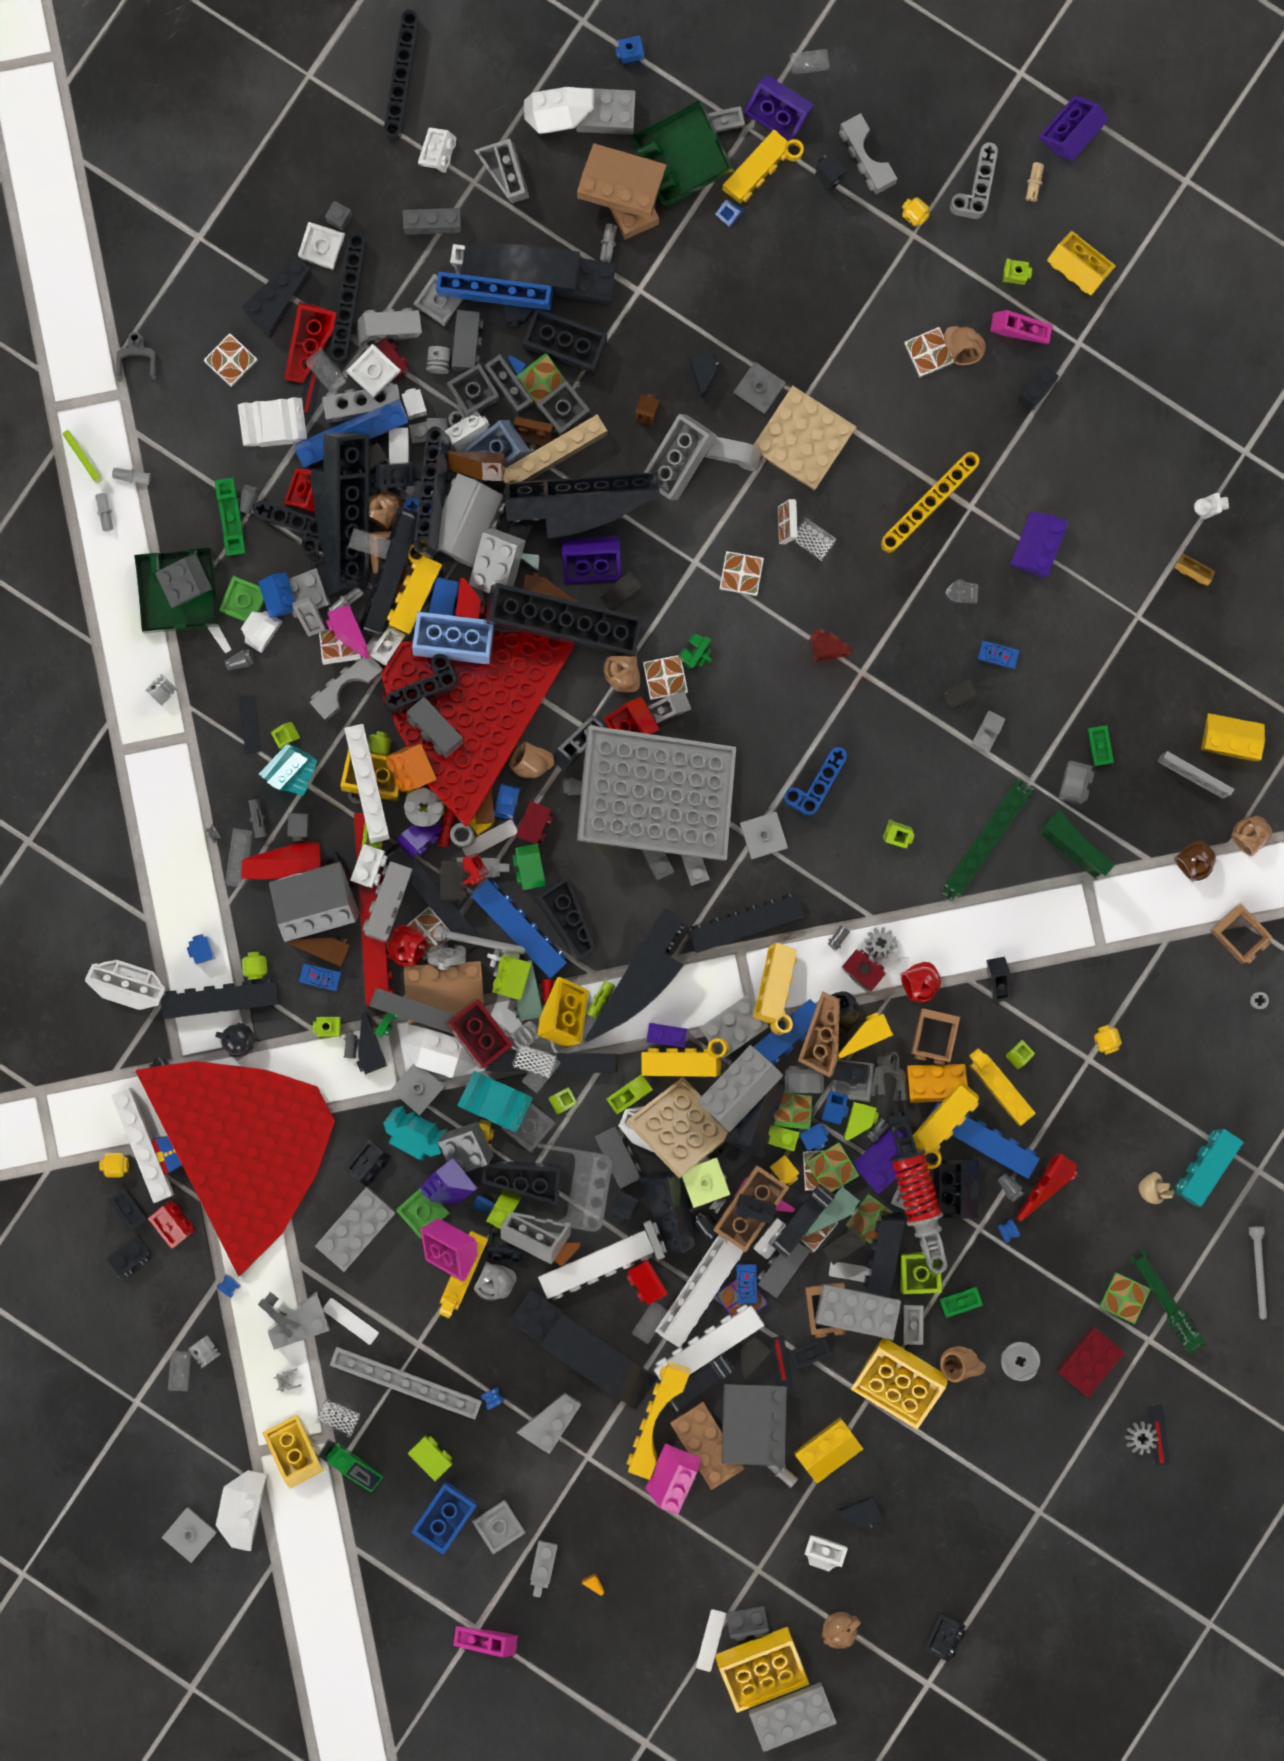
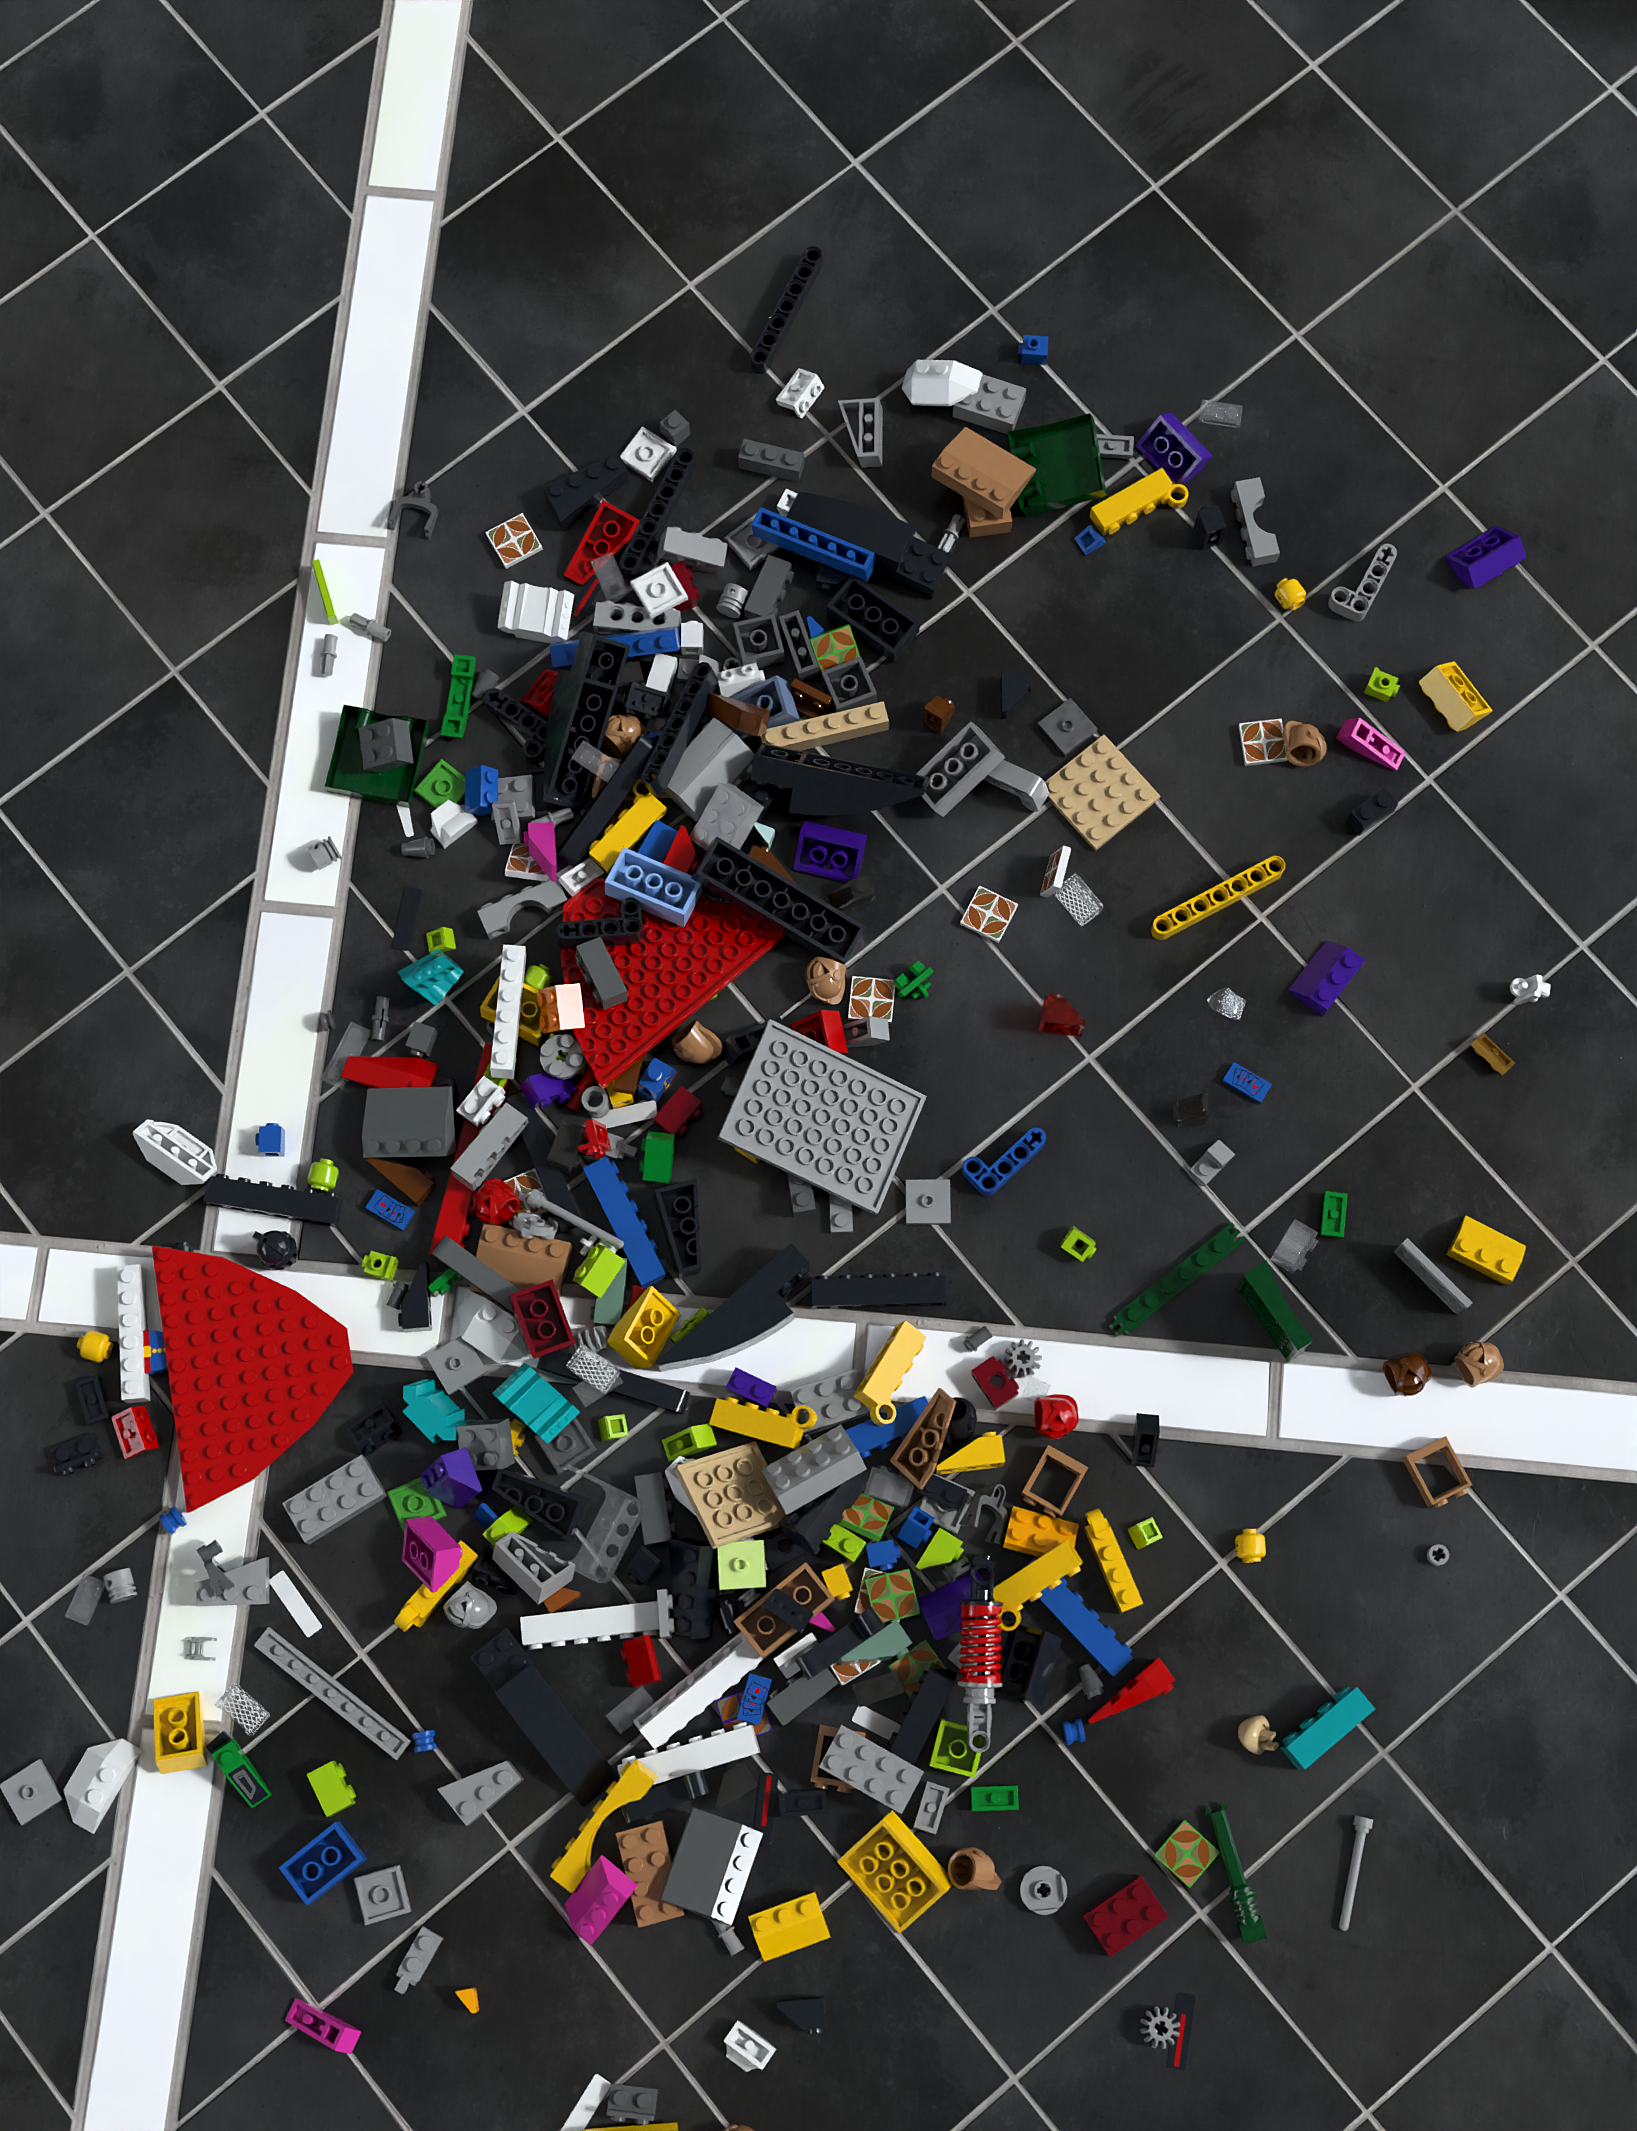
camera: 25 degrees right, 10 degrees down
(1034, 182) = (1428, 600): tan axle -> none

